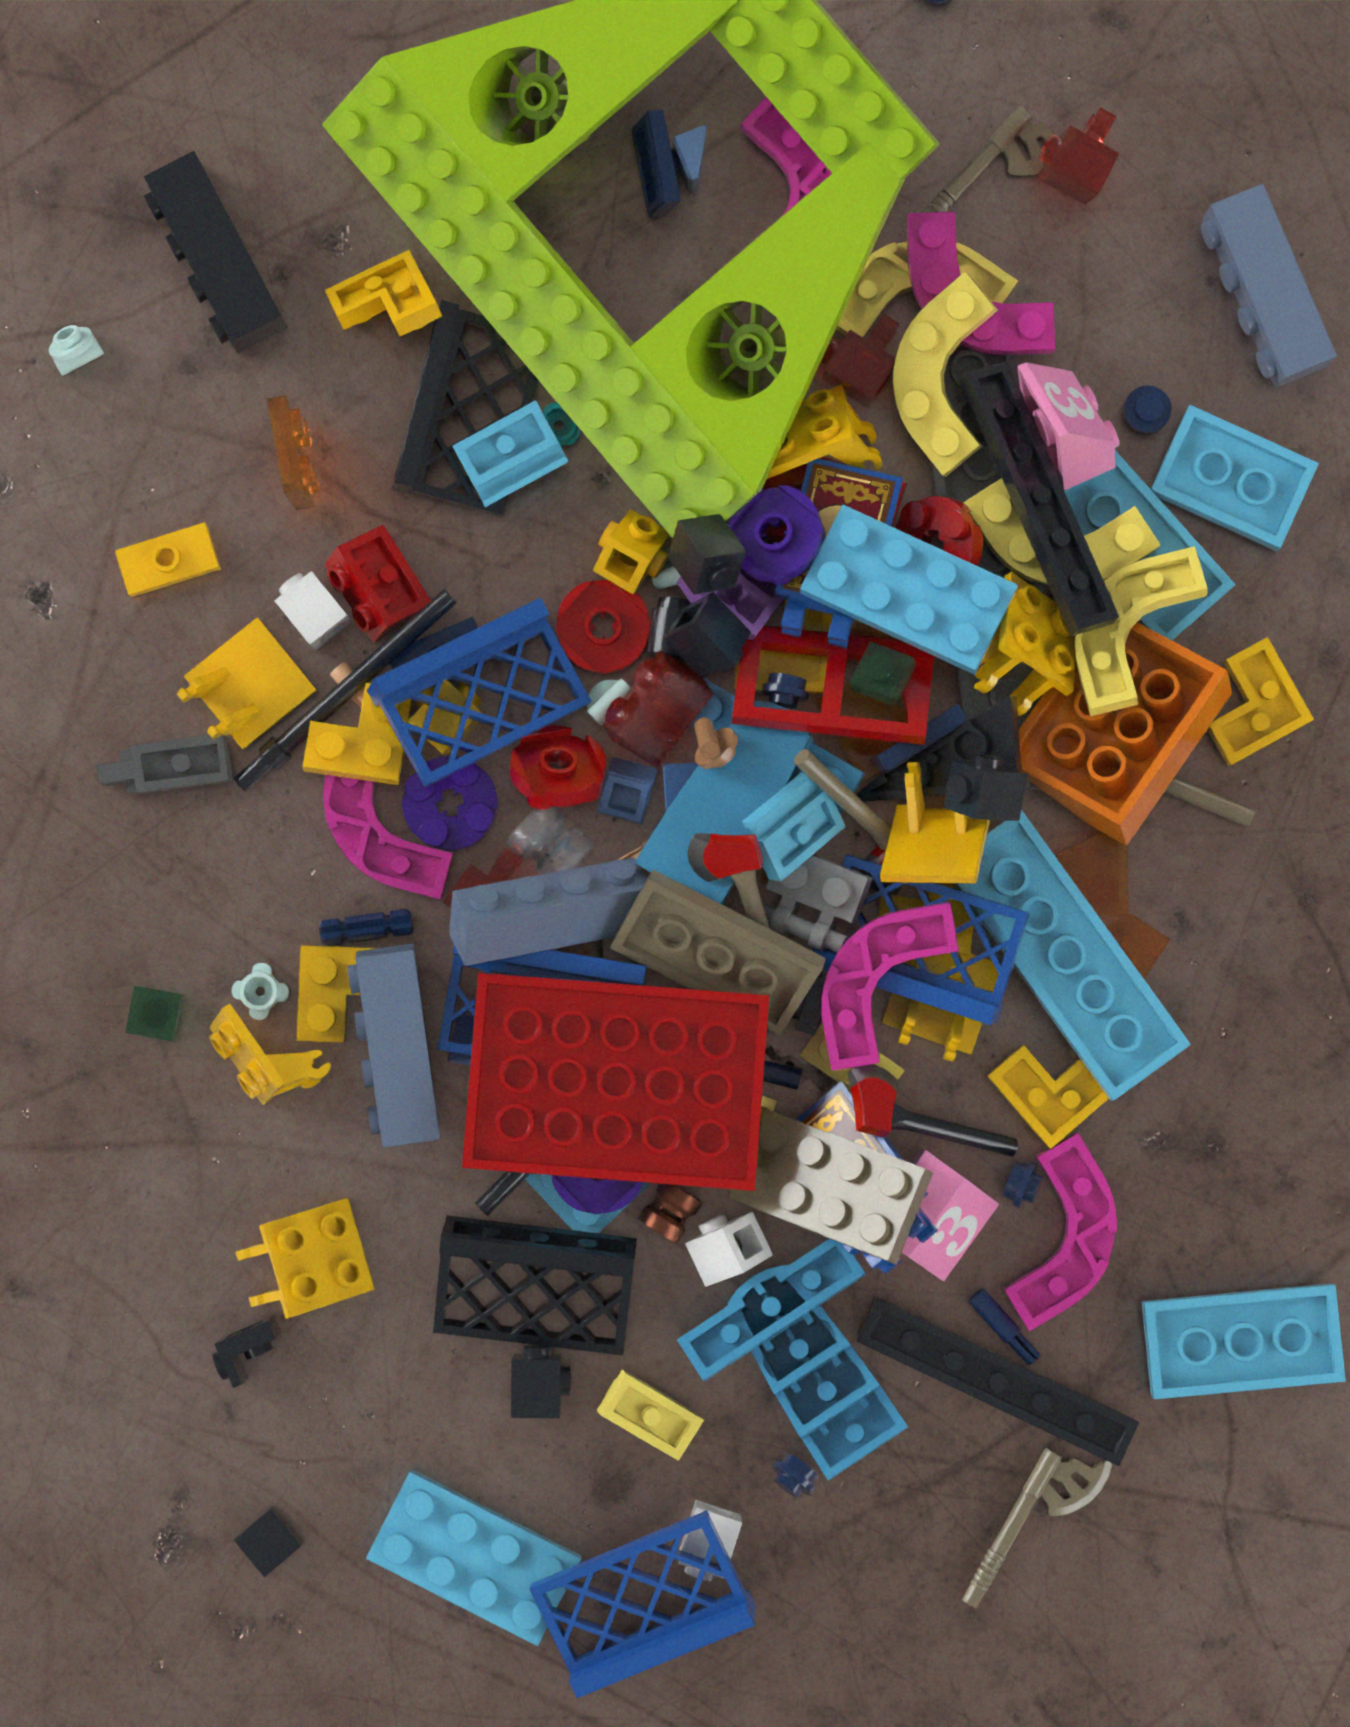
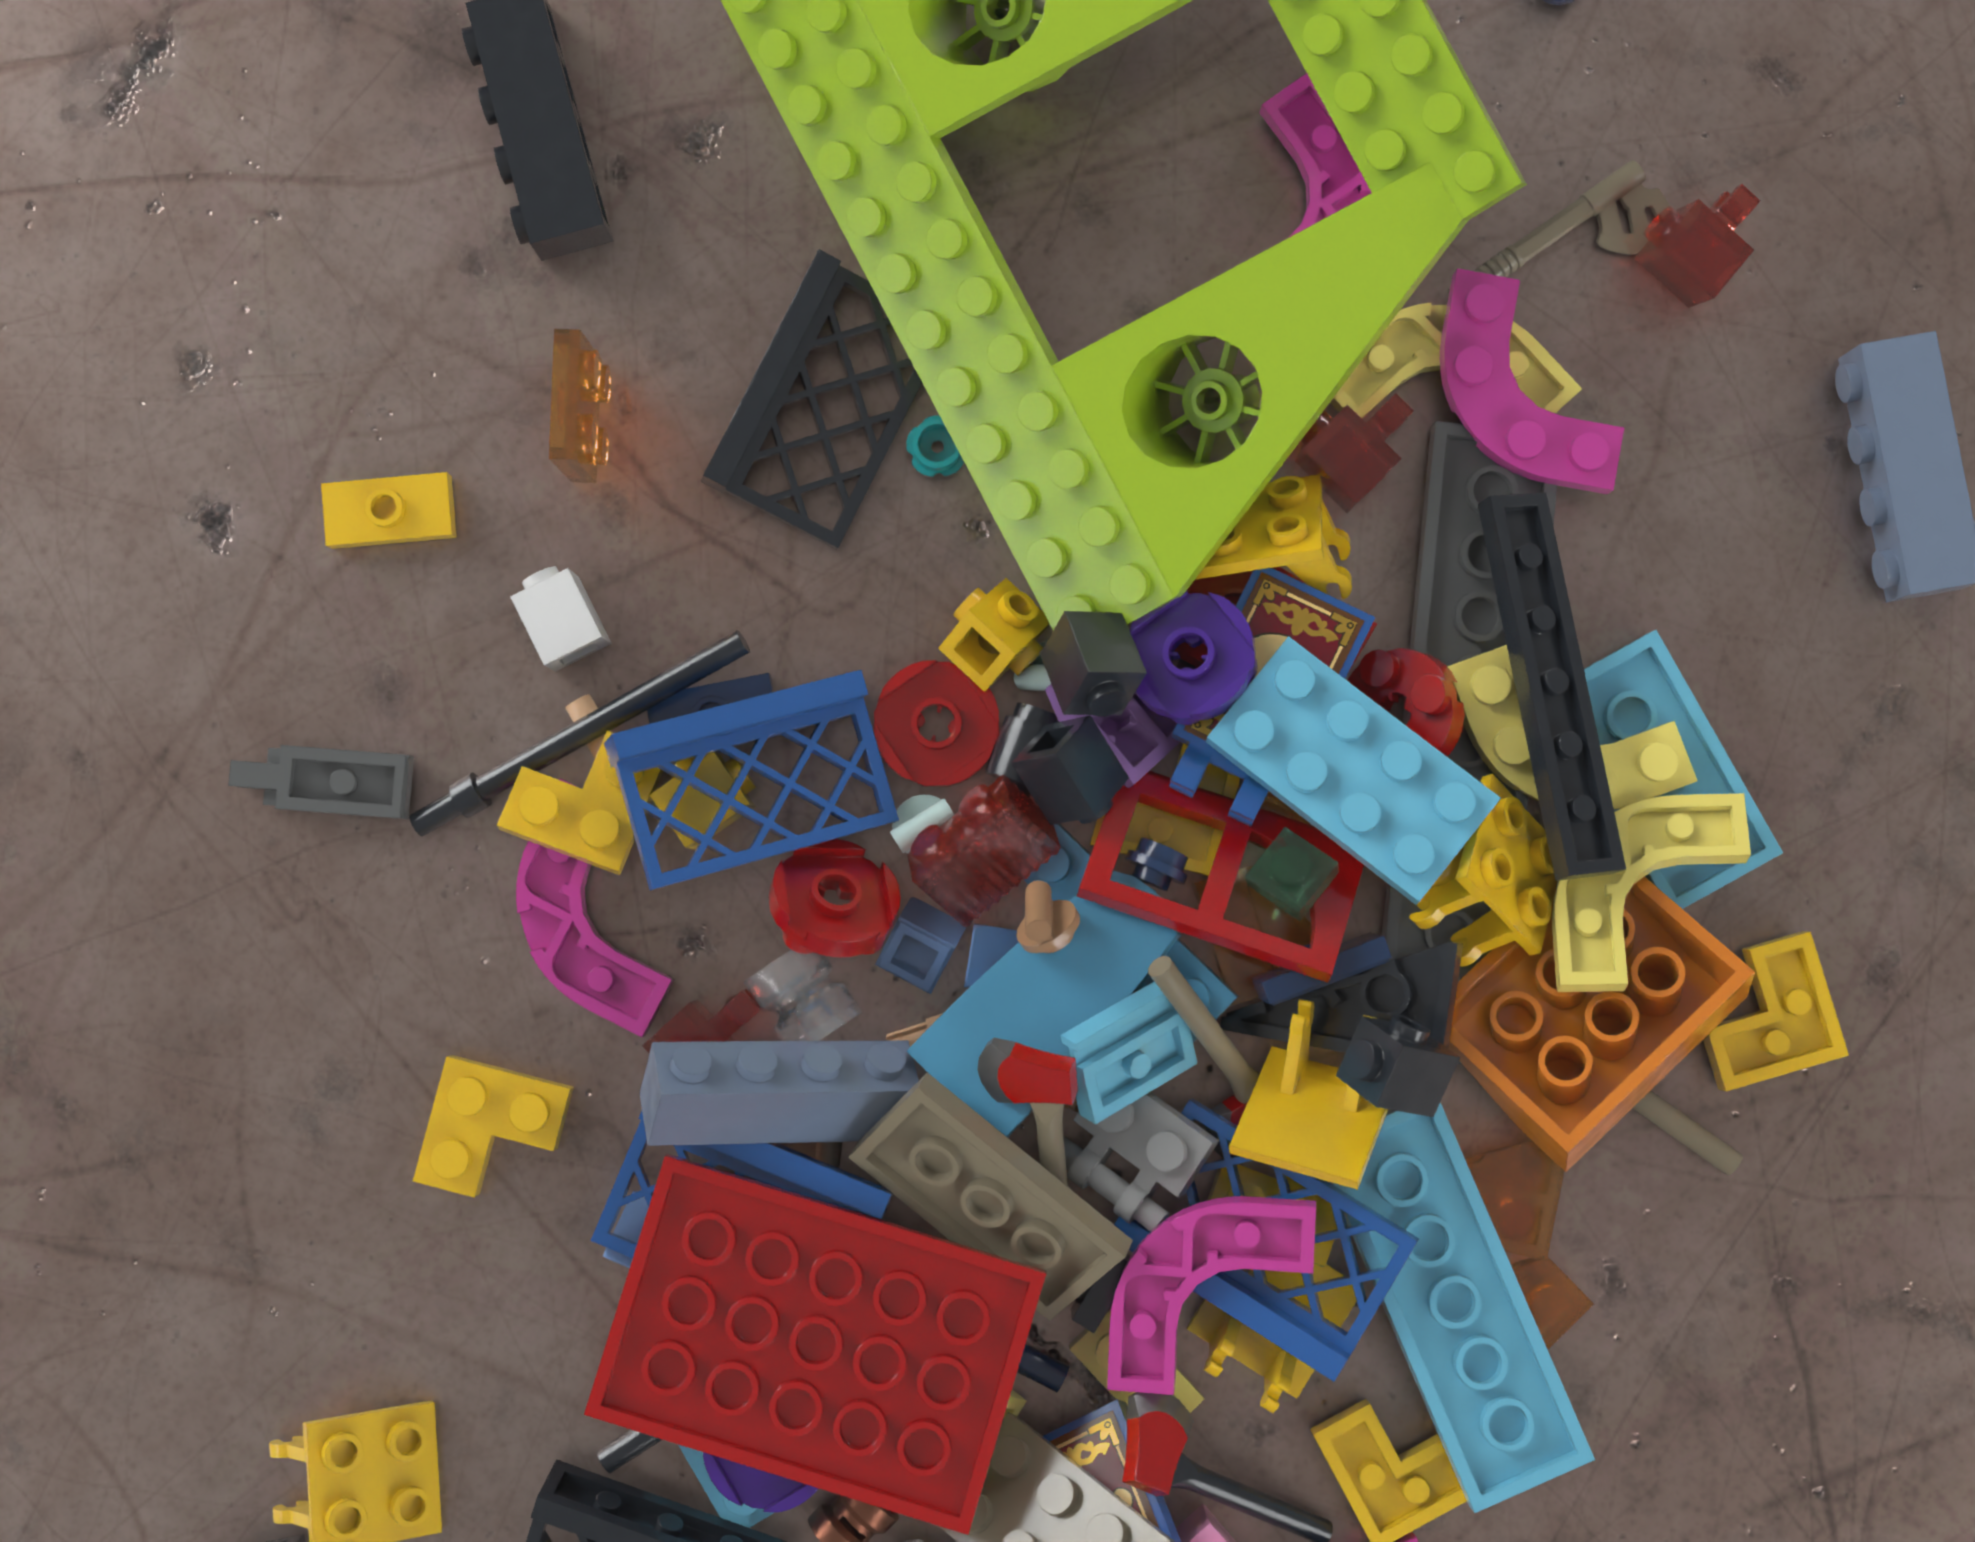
camera: 15 degrees right, 0 degrees up
(74, 348) = (329, 208): light aqua plate -> none
(154, 1013) = (234, 1103): clear green plate -> none
(246, 991) = (362, 1104): light aqua plate -> none
(248, 684) = (454, 698): yellow plate -> none
(262, 1073) = (358, 1222): yellow plate -> none
(365, 927) = (537, 1050): dark blue axle -> none
(376, 582) = (652, 600): red bracket -> none
(389, 286) = (756, 216): yellow plate -> none
(396, 1045) = (539, 1221): sand blue brick -> none
(473, 816) = (712, 935): dark purple plate -> none
(510, 453) = (864, 470): medium azure plate -> none
(656, 163) = (1140, 132): dark blue plate -> none
(690, 152) = (1185, 129): medium blue slope -> none
(921, 369) = (1428, 483): light yellow plate -> none
(1068, 423) = (1610, 592): bright pink slope -> none
(1147, 409) = (1714, 594): dark blue plate -> none
(1233, 478) = (1809, 710): medium azure plate -> none

